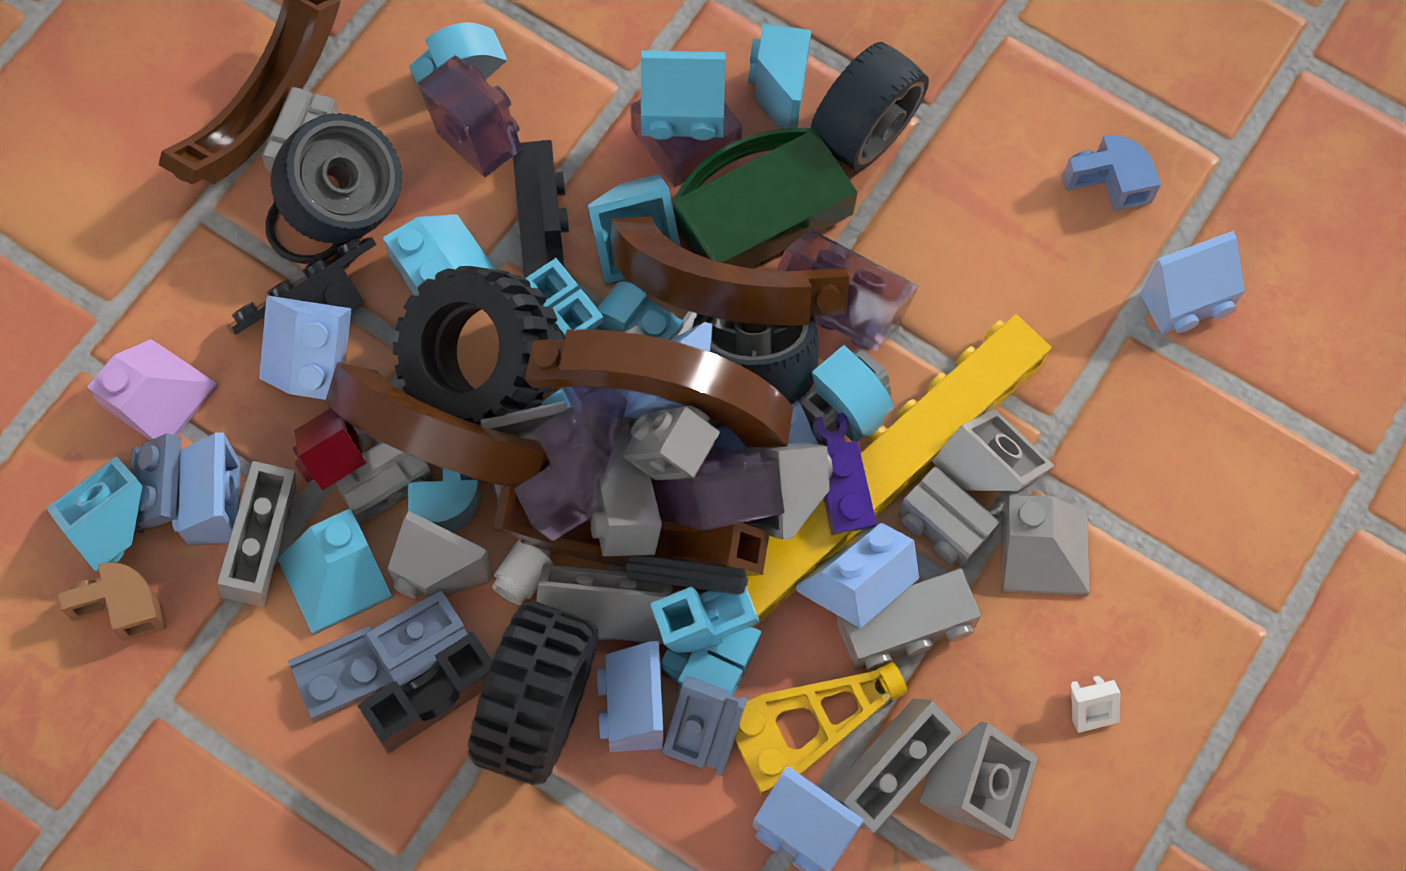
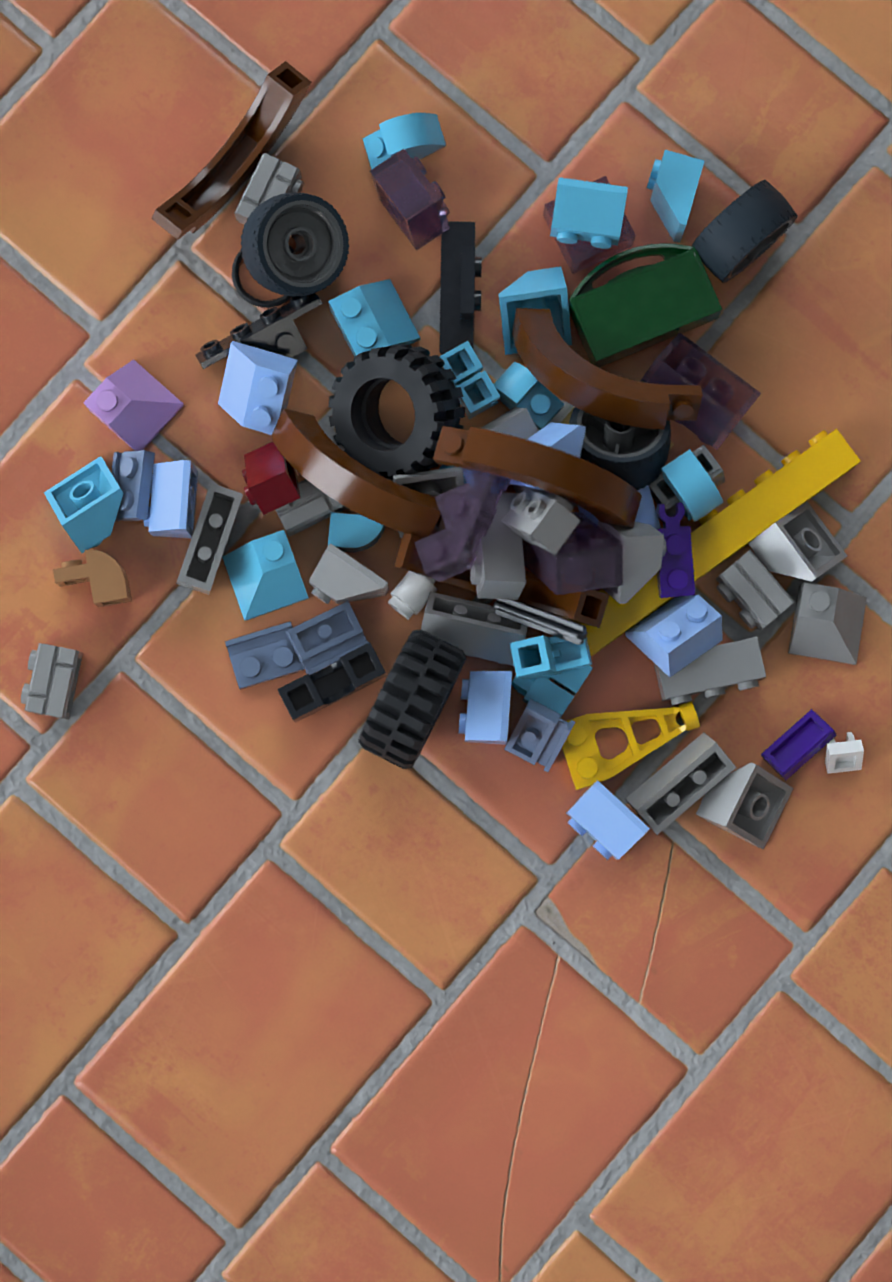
camera: 10 degrees right, 15 degrees up
(64, 738) = (52, 681): none -> light grey brick
(1035, 700) = (798, 744): none -> dark purple tile

